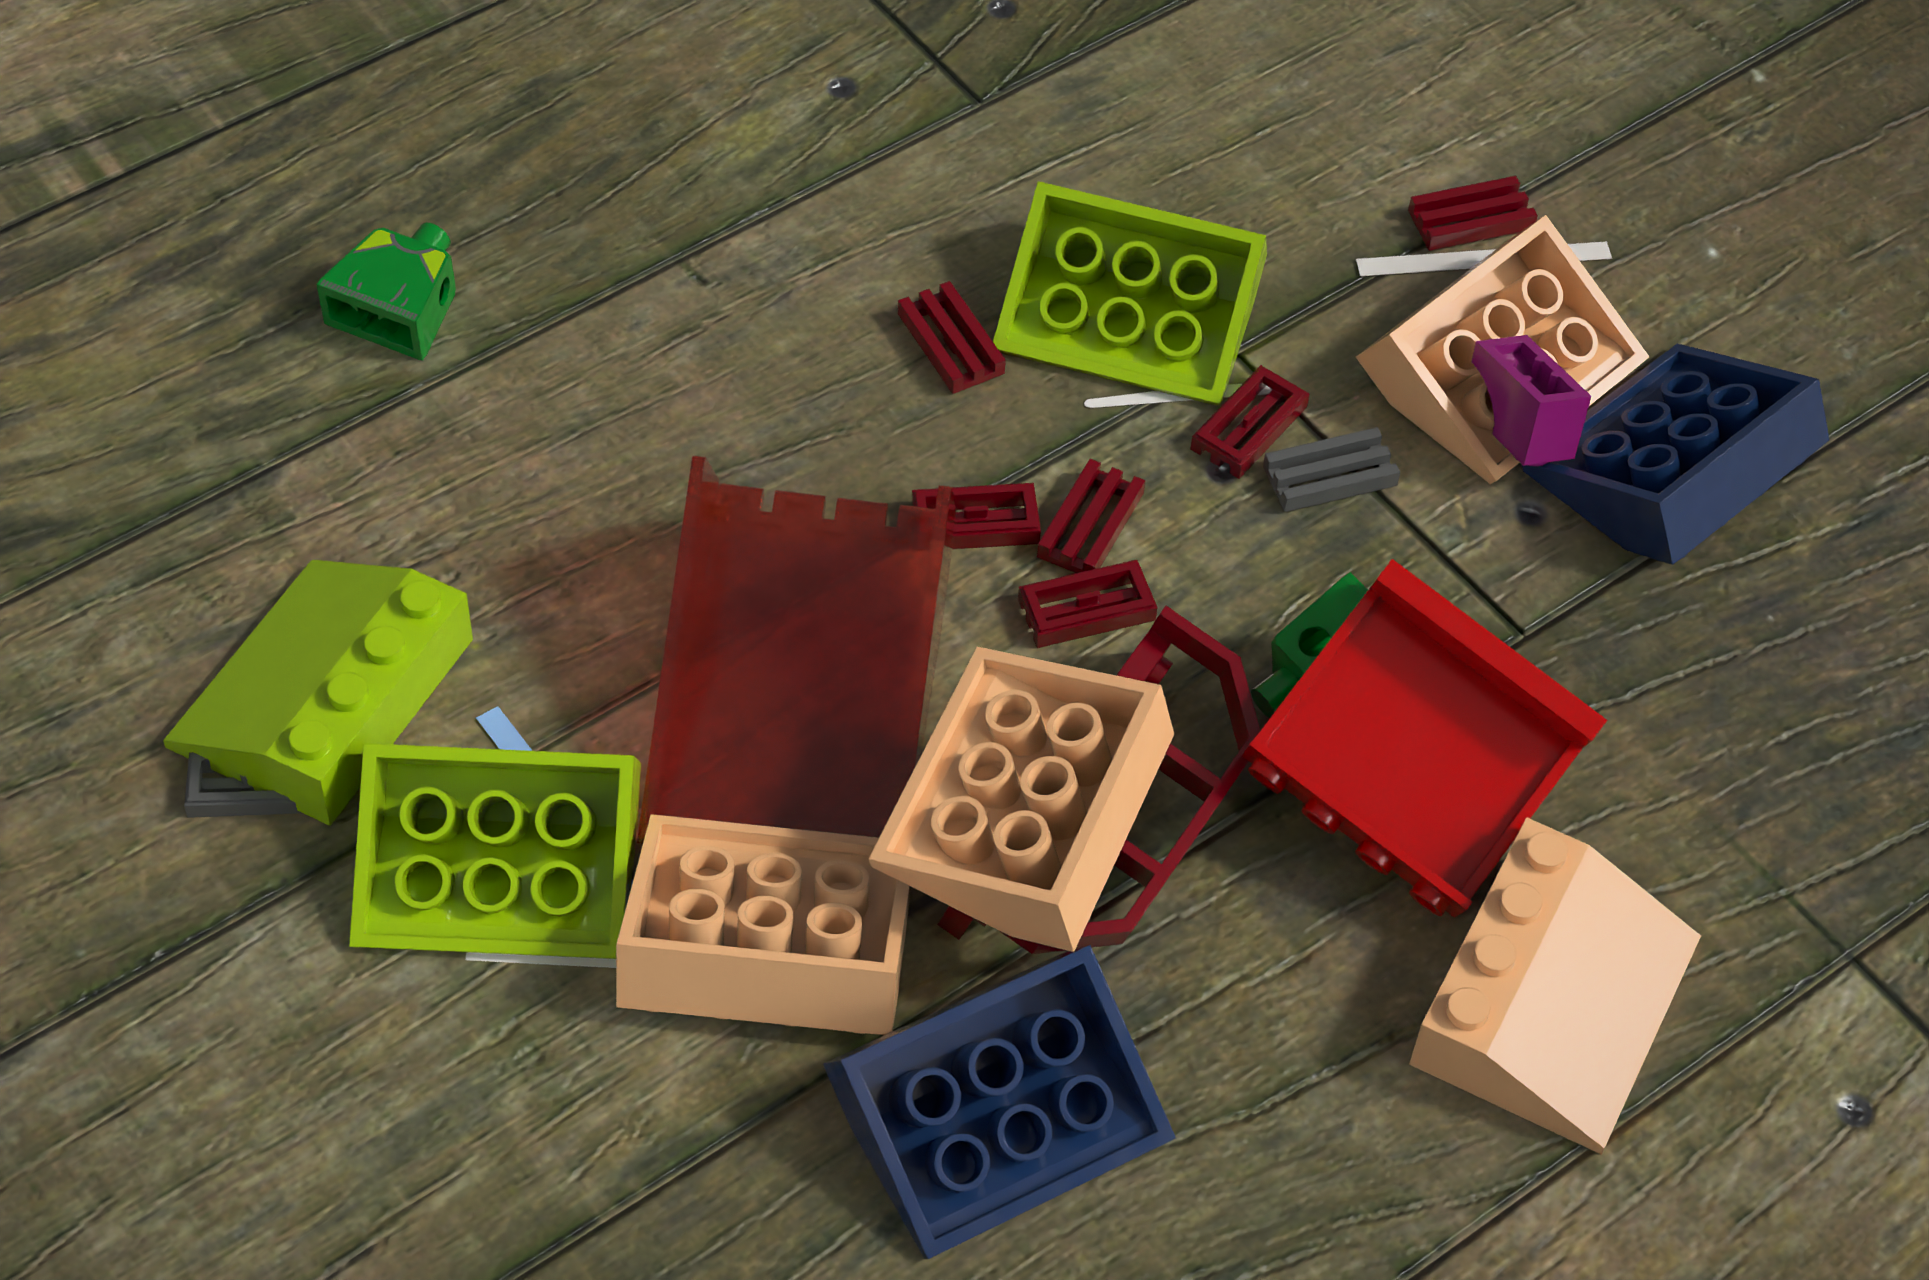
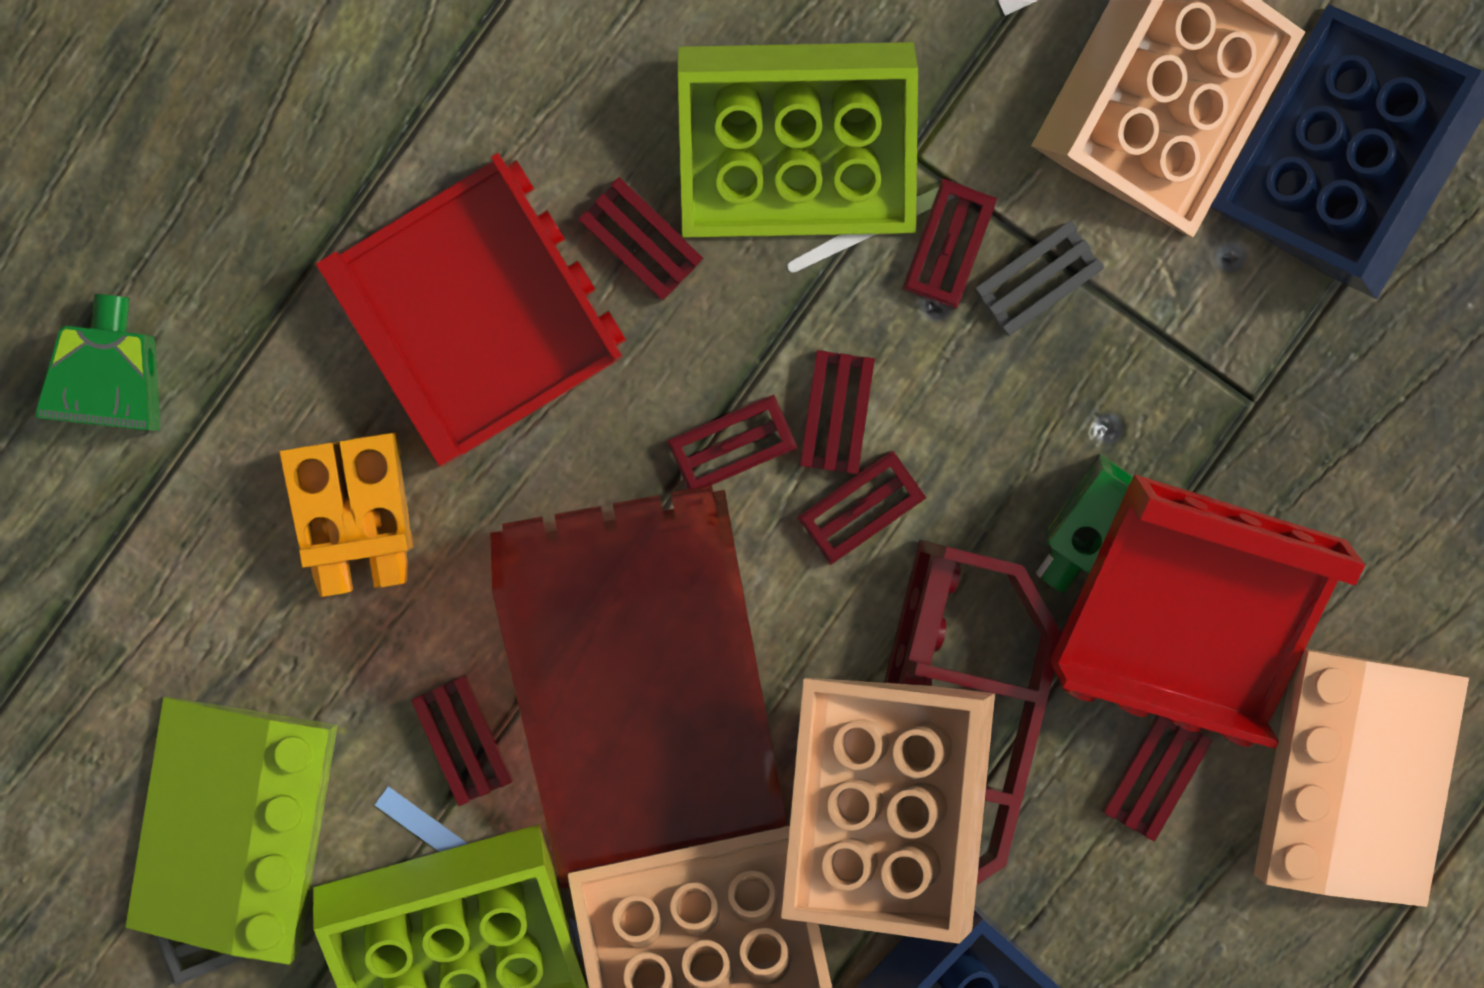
camera: 15 degrees left, 35 degrees up
(576, 451) = (345, 528): none -> light orange hips
(592, 639) = (481, 785): none -> dark red tile
(771, 346) = (473, 310): none -> red panel
(1361, 894) = (1176, 787): none -> dark red tile
(1533, 400) = (1212, 166): magenta arch -> none

